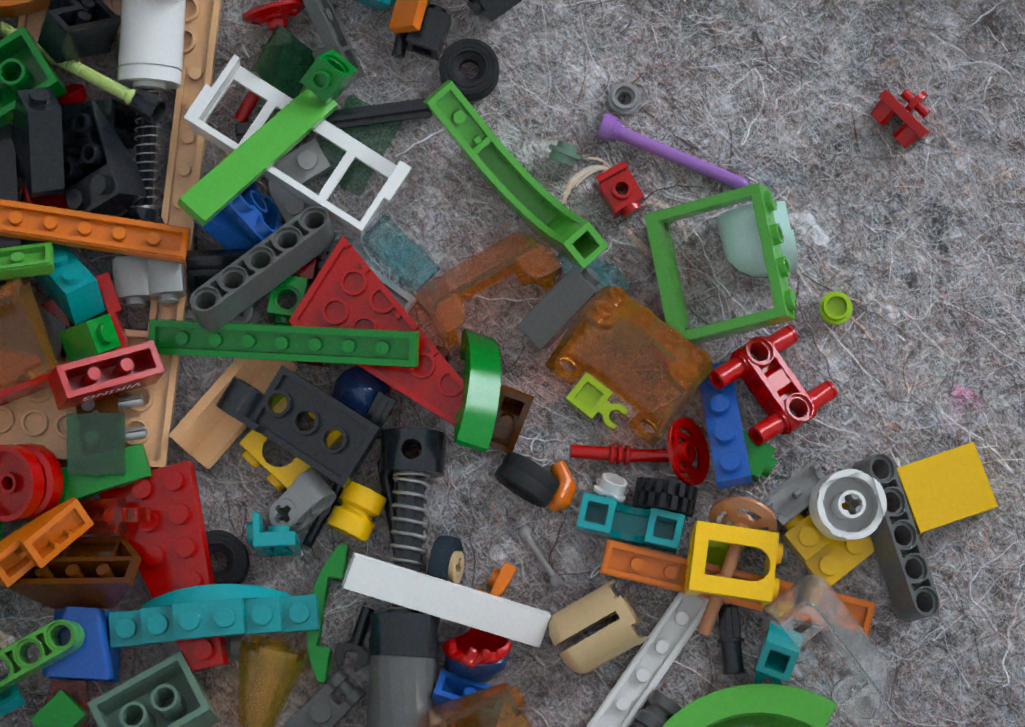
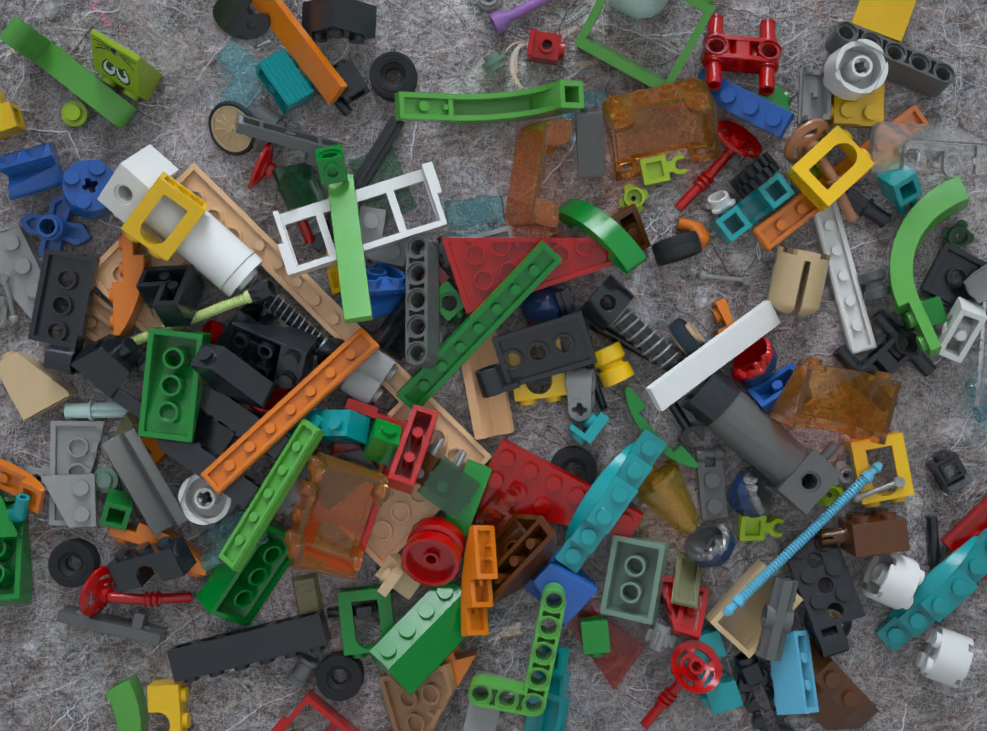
camera: 50 degrees left, 10 degrees up
(553, 404) = (630, 190): none -> lime plate

